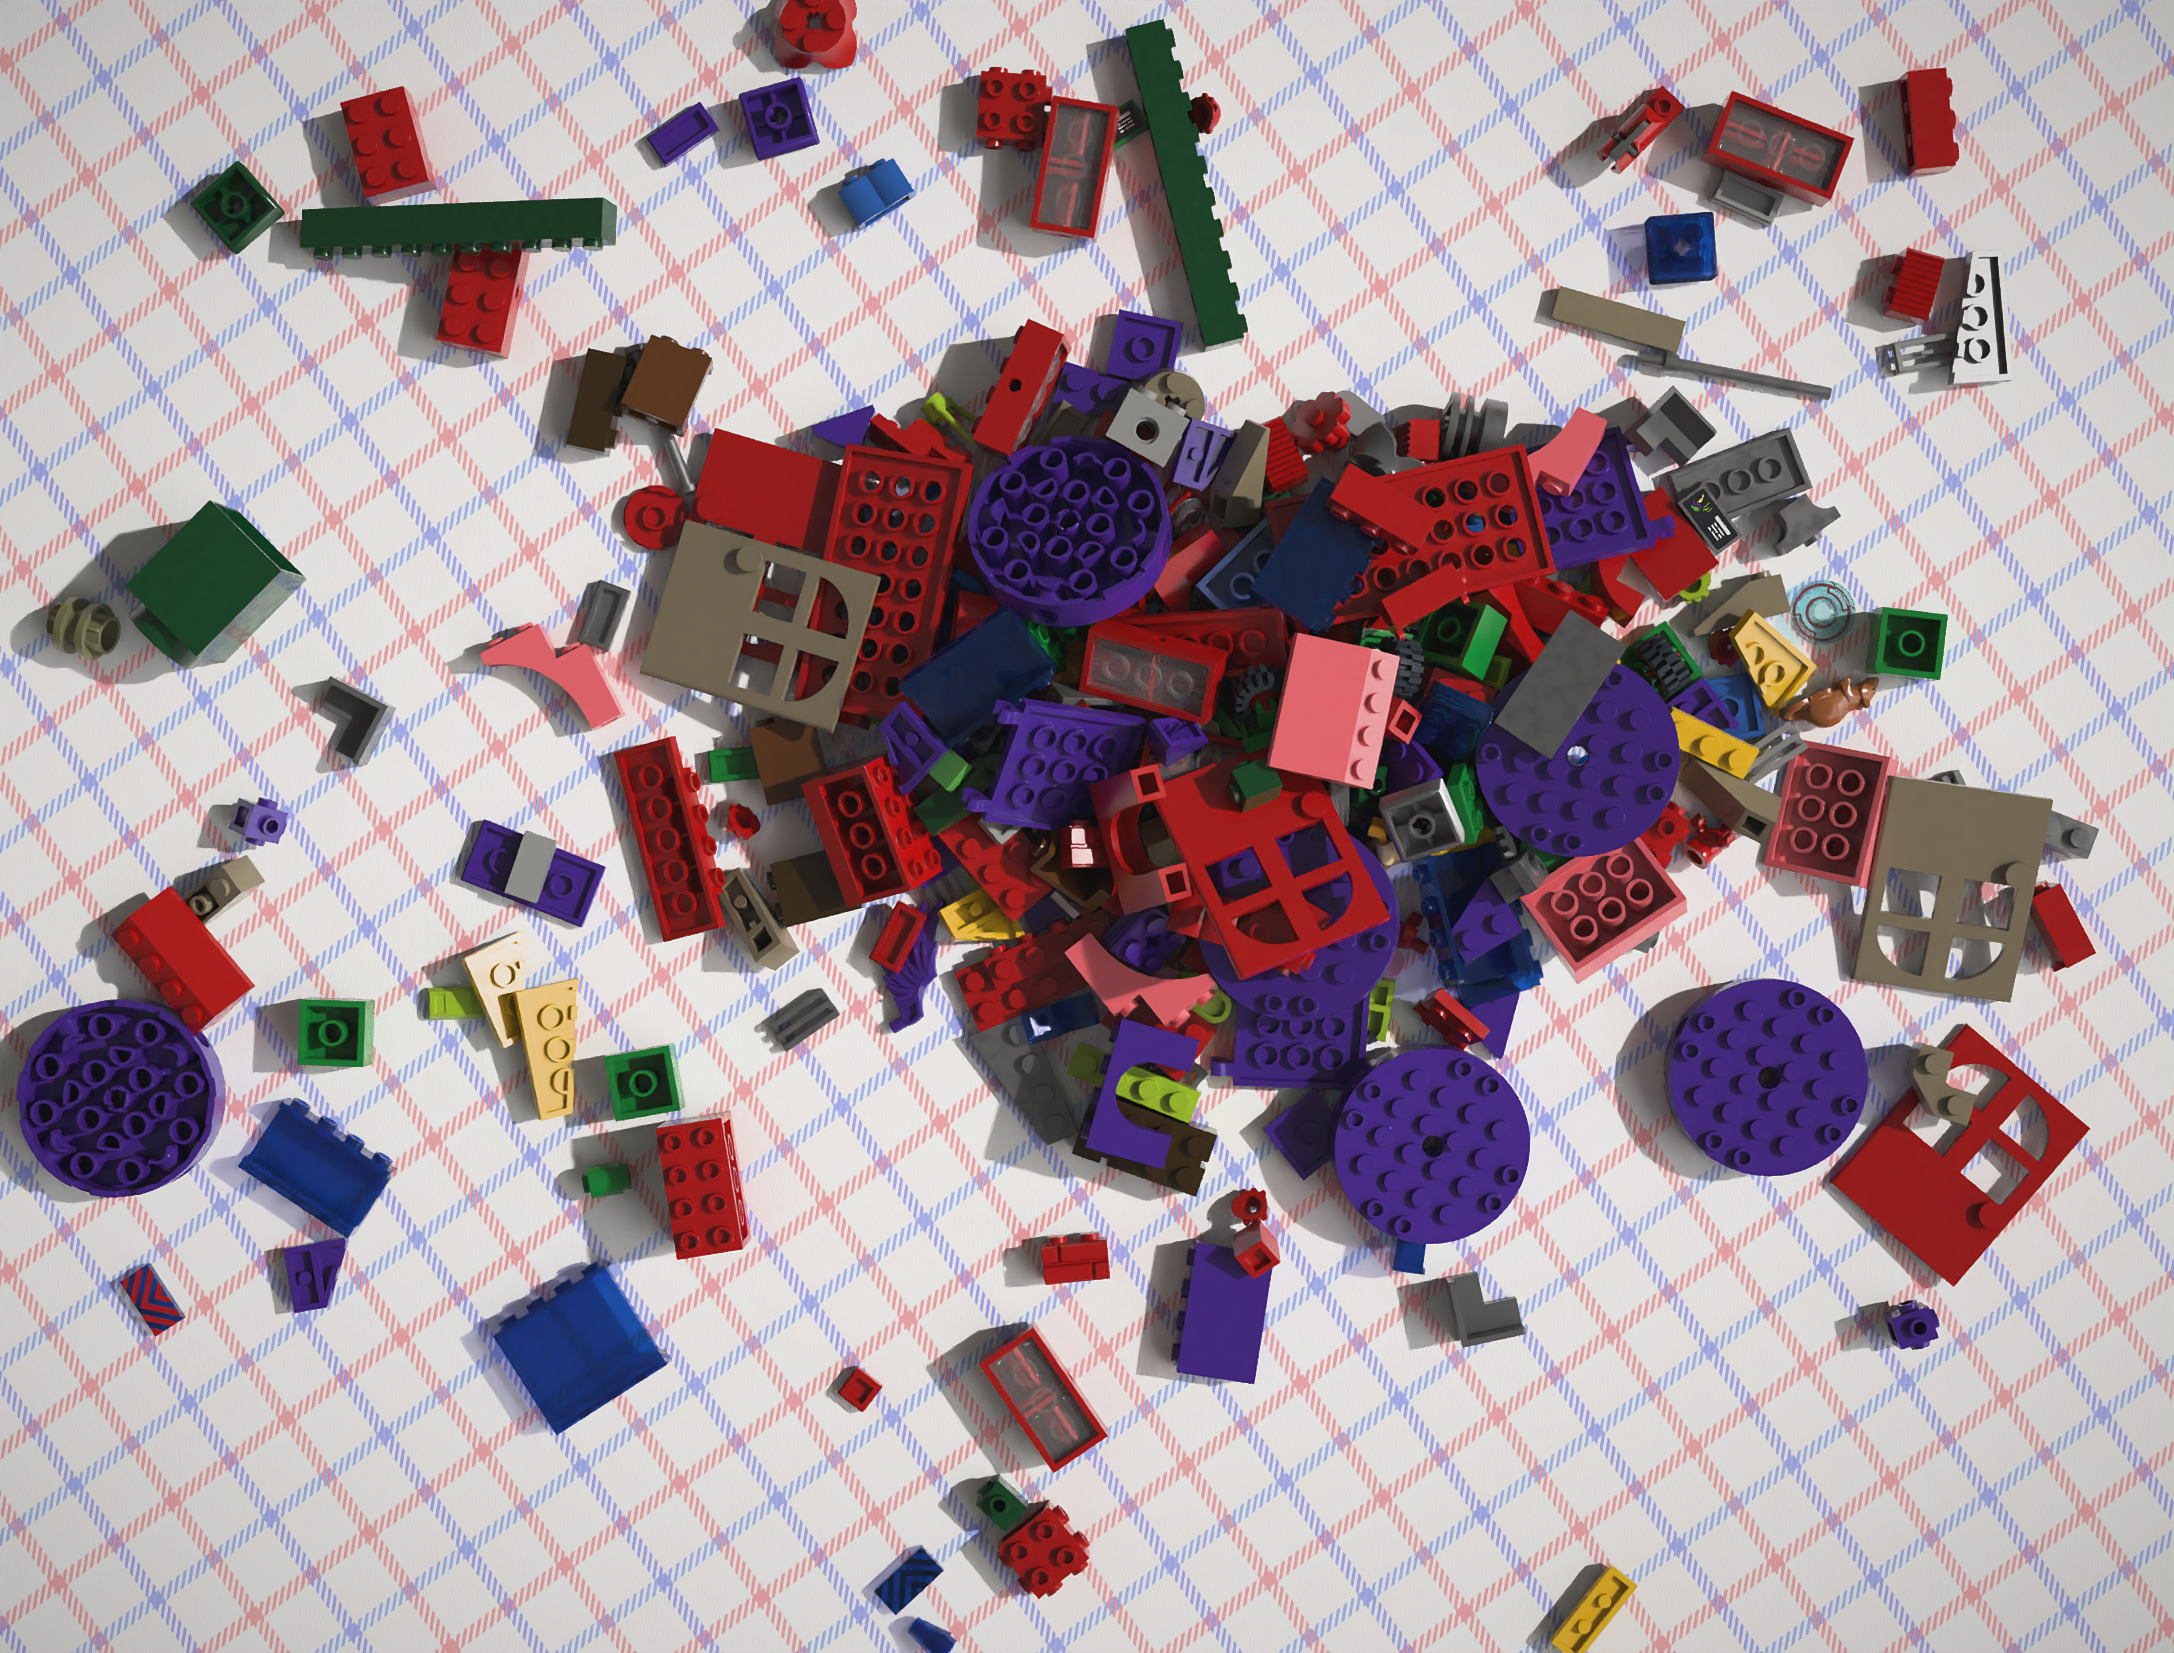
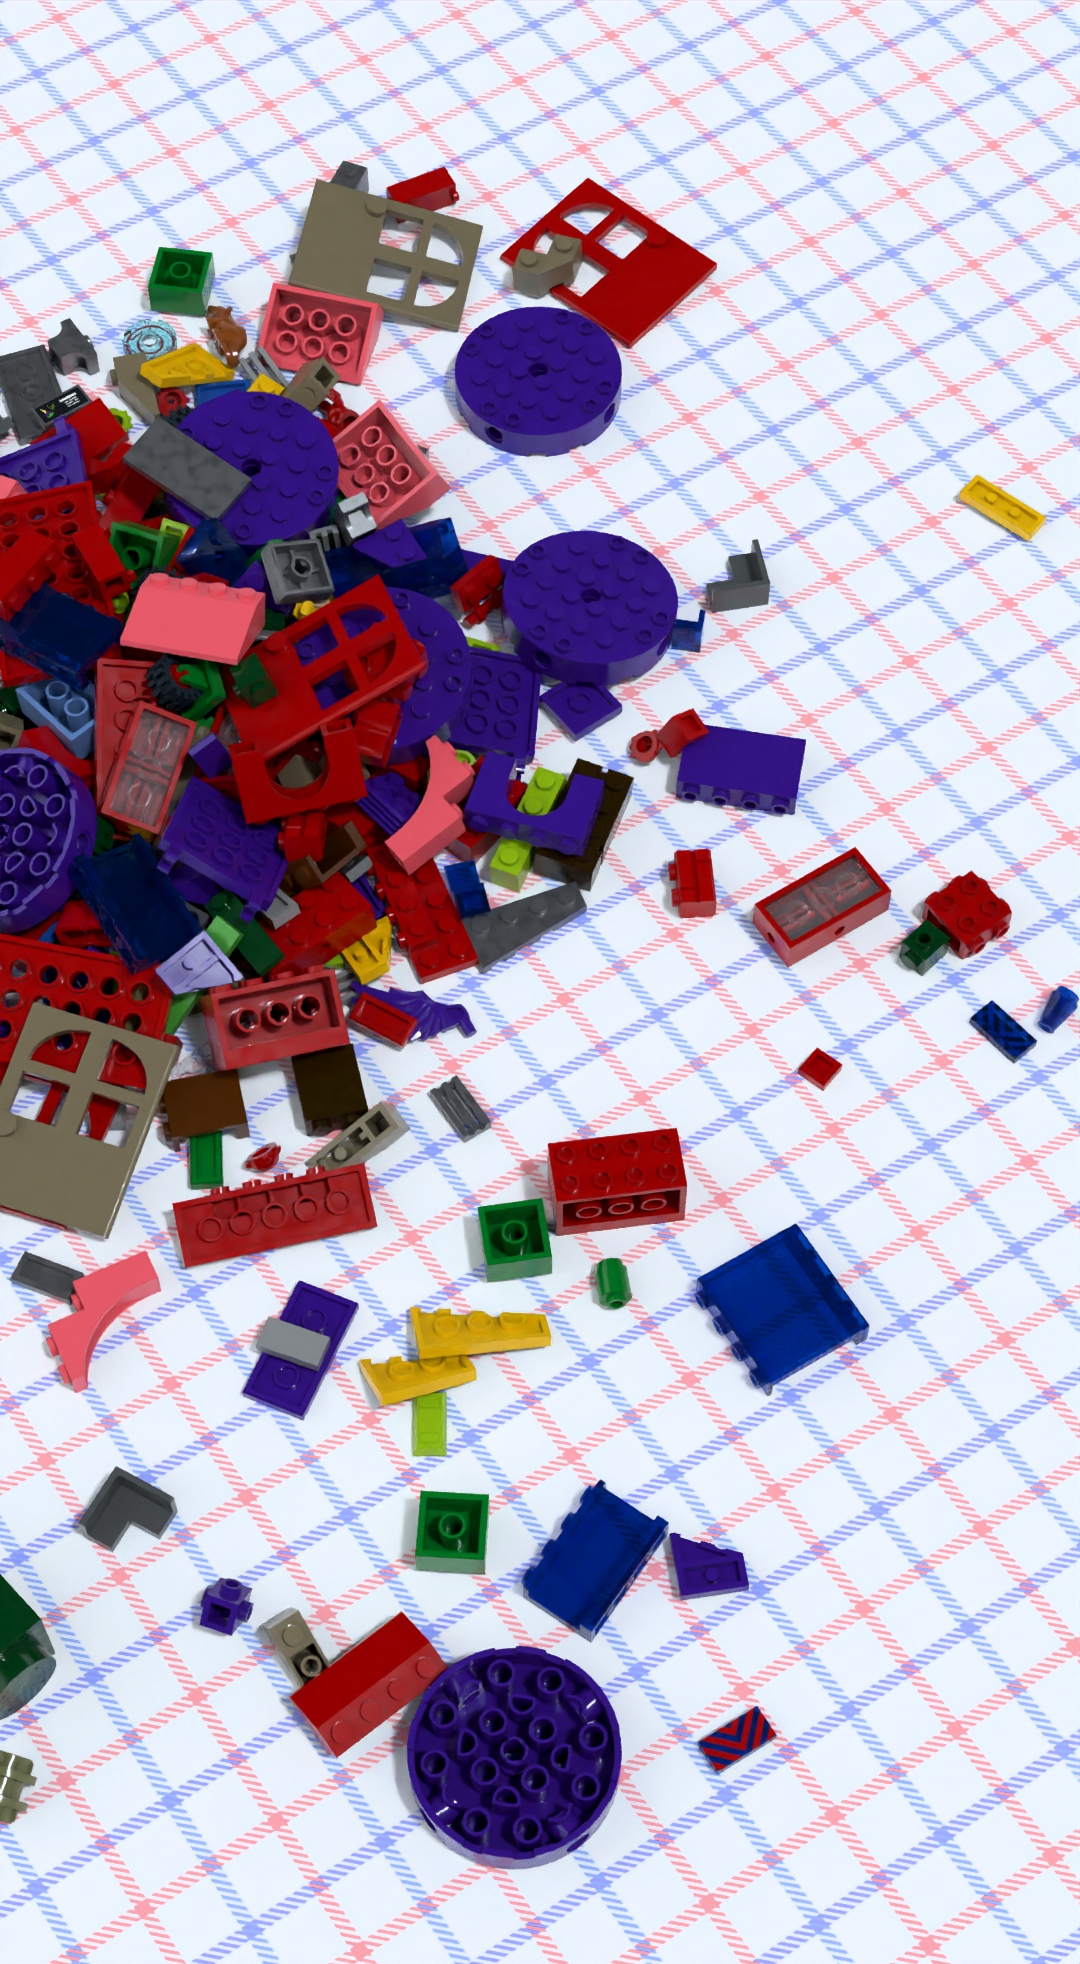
camera: 90 degrees left, 30 degrees down
(1912, 1325) = (746, 284): dark purple brick -> none

